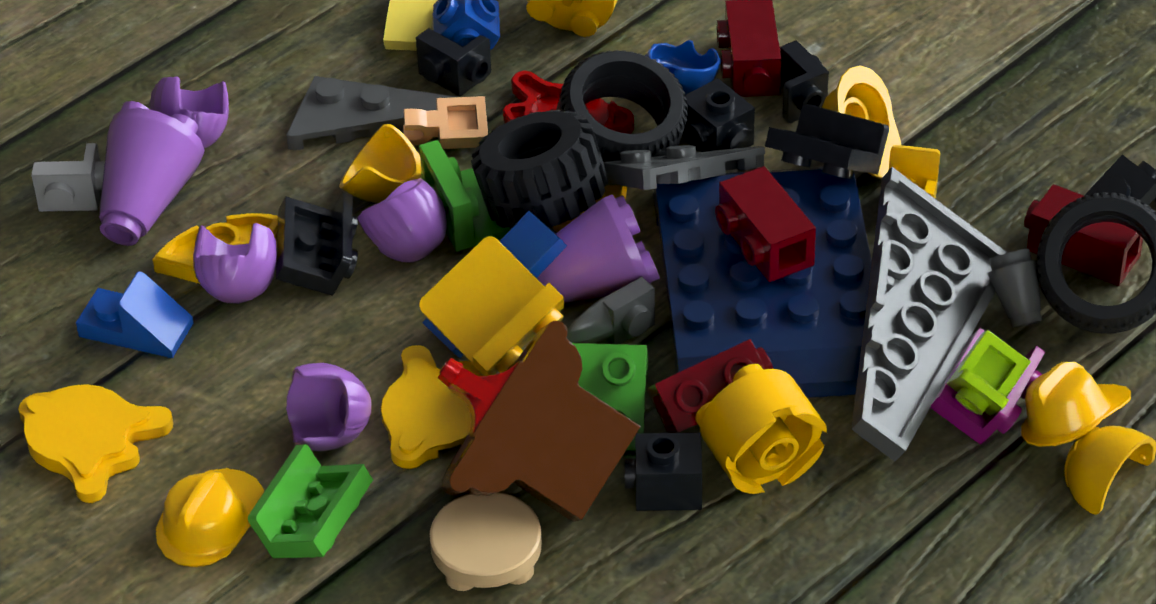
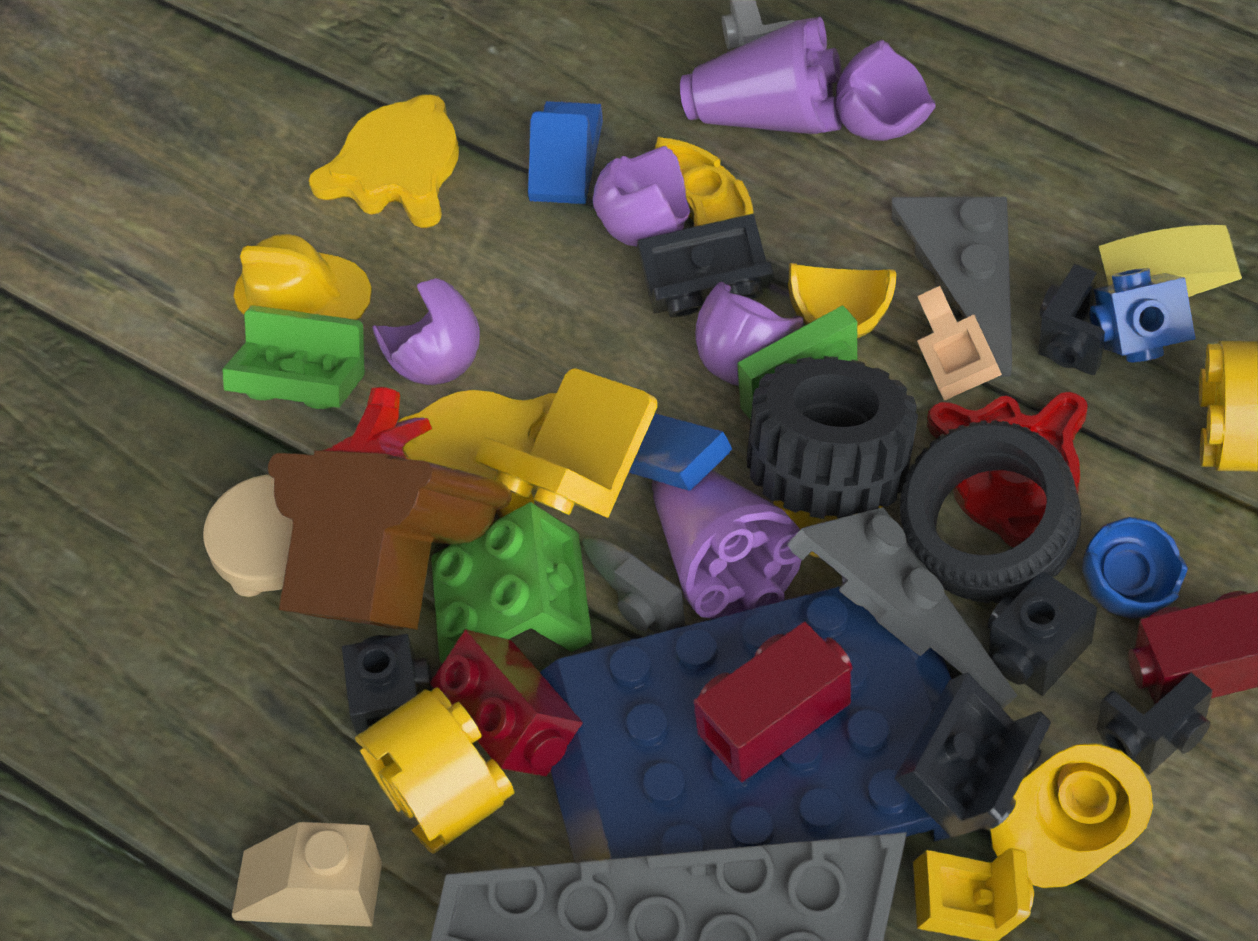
camera: 85 degrees right, 10 degrees up
(824, 528) = (310, 876): none -> tan slope

